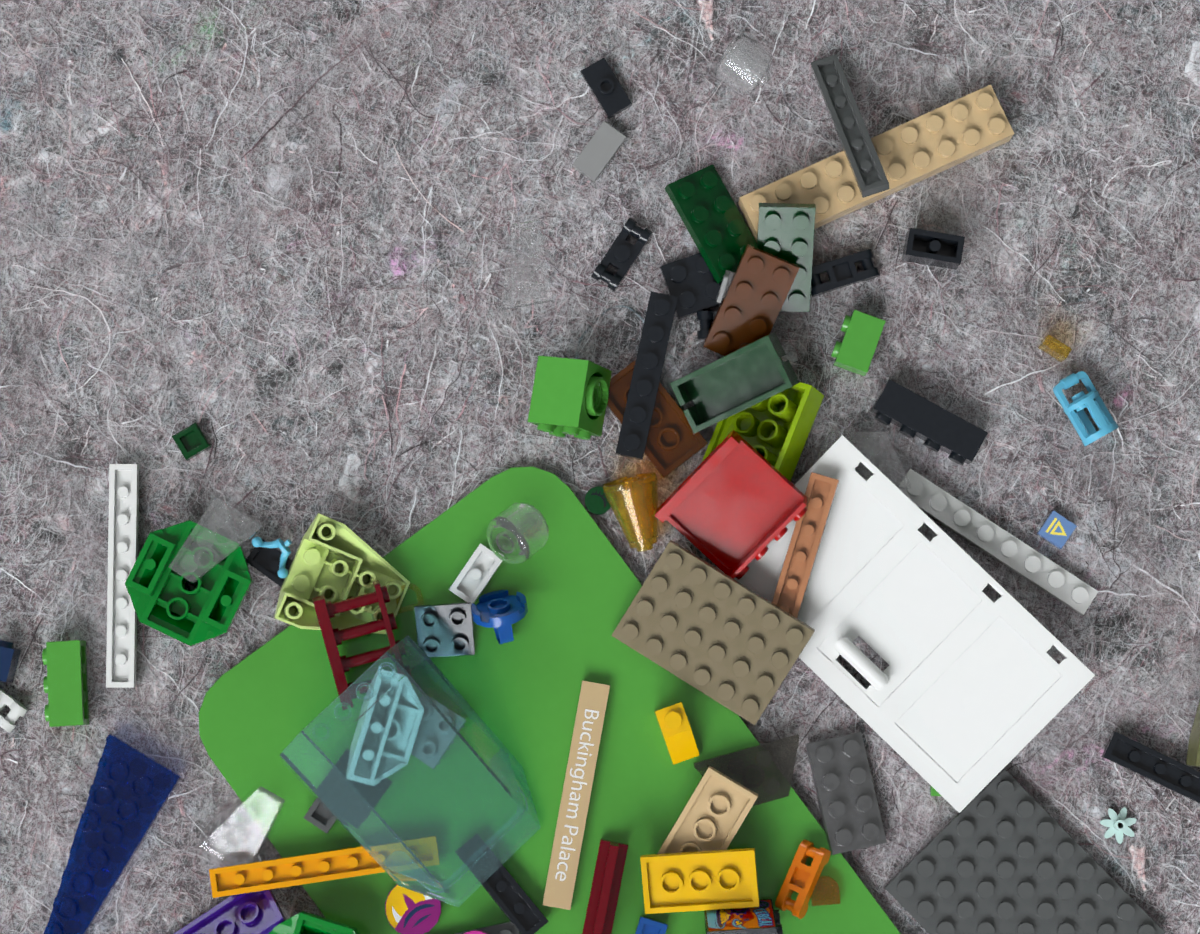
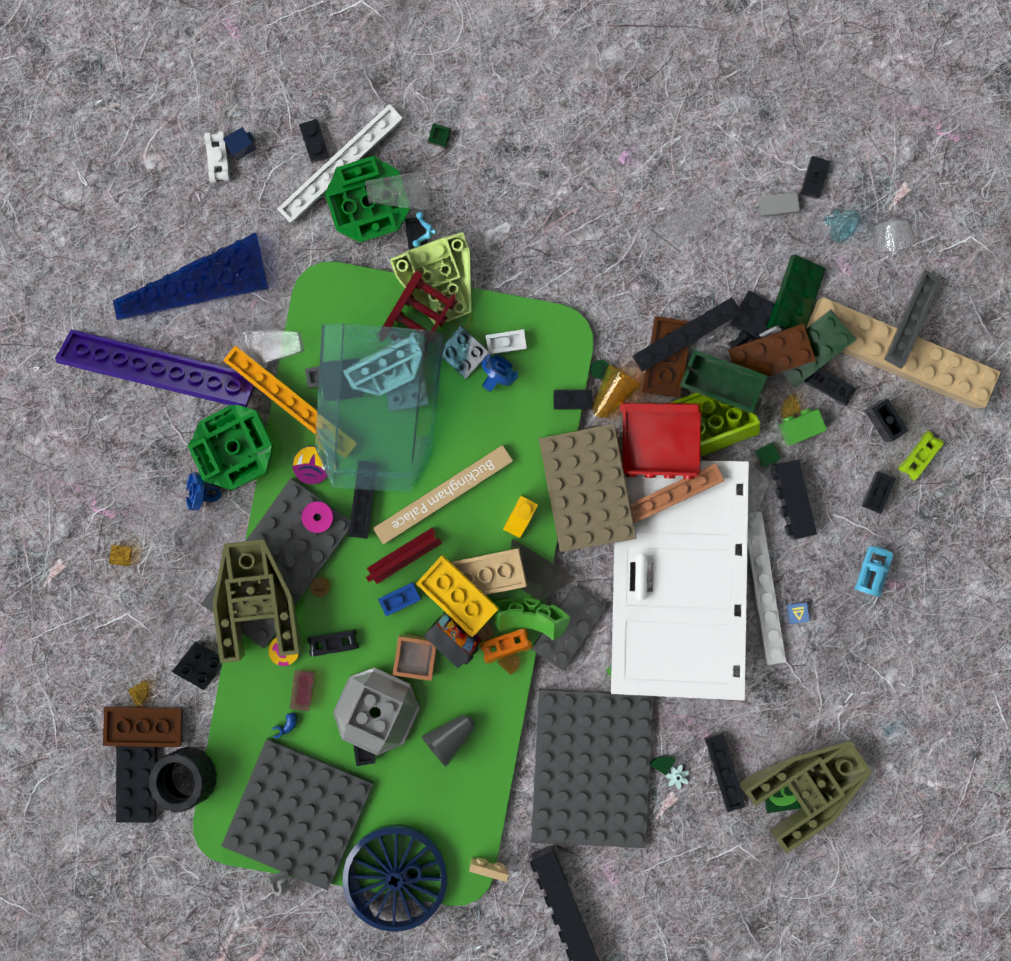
camera: 45 degrees right, 5 degrees up
(66, 683) = (260, 187): bright green brick -> none
(71, 579) = (314, 140): none -> black plate
(517, 533) = (546, 343): clear head -> none
(569, 397) = (640, 305): bright green brick -> none
(603, 559) = (572, 399): none -> black plate
(622, 254) = (736, 265): black plate -> none
(683, 106) = (842, 224): none -> clear light blue hair
(767, 887) = (485, 632): none -> clear orange tile
(793, 820) = (531, 615): none -> bright green brick
(825, 335) = (789, 406): none -> clear yellow tile
(855, 406) = (767, 454): none -> dark green tile
(1004, 325) = (878, 492): none -> black plate
(1005, 244) = (921, 455): none -> lime plate
(1054, 348) = (890, 528): clear yellow tile -> none
(1089, 827) = (663, 763): none -> dark green tile

